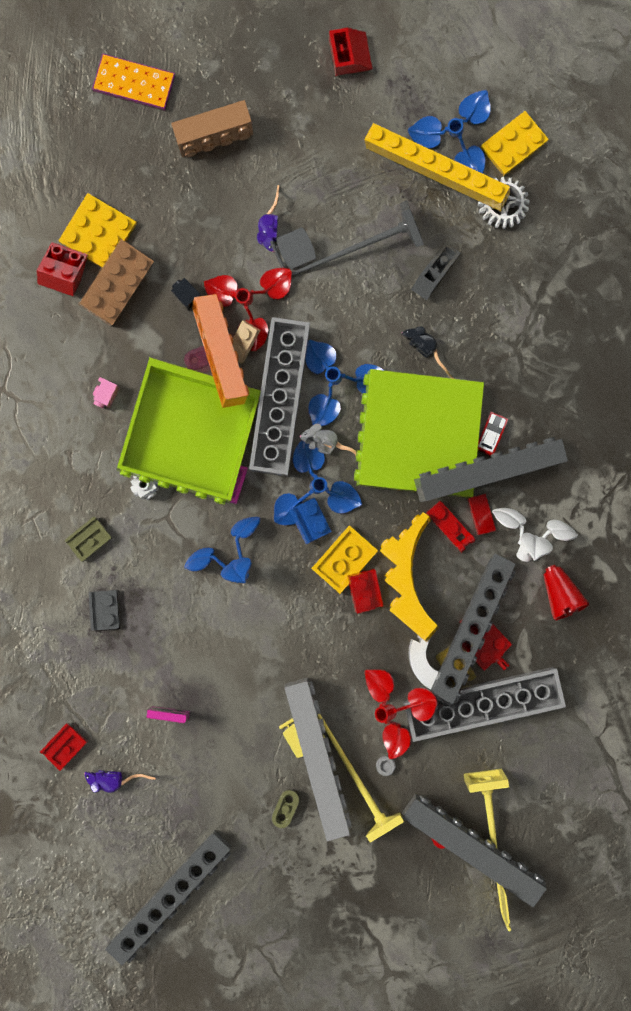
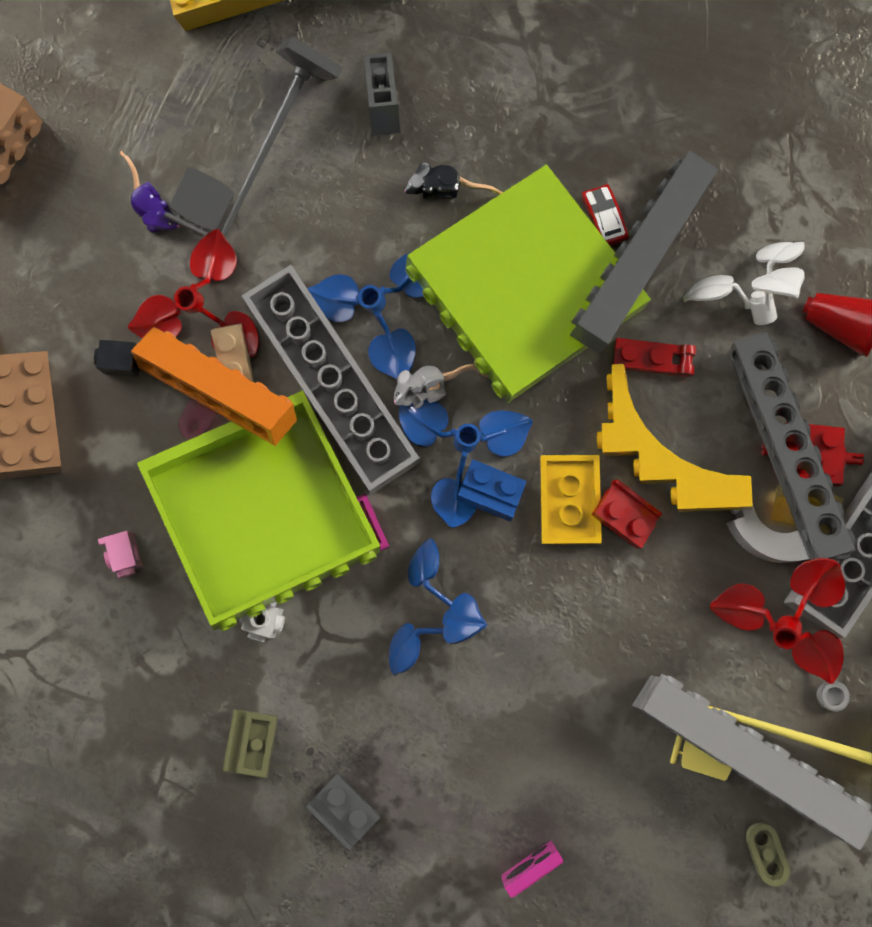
camera: 40 degrees left, 5 degrees down
(481, 514) = (675, 314): red slope -> none

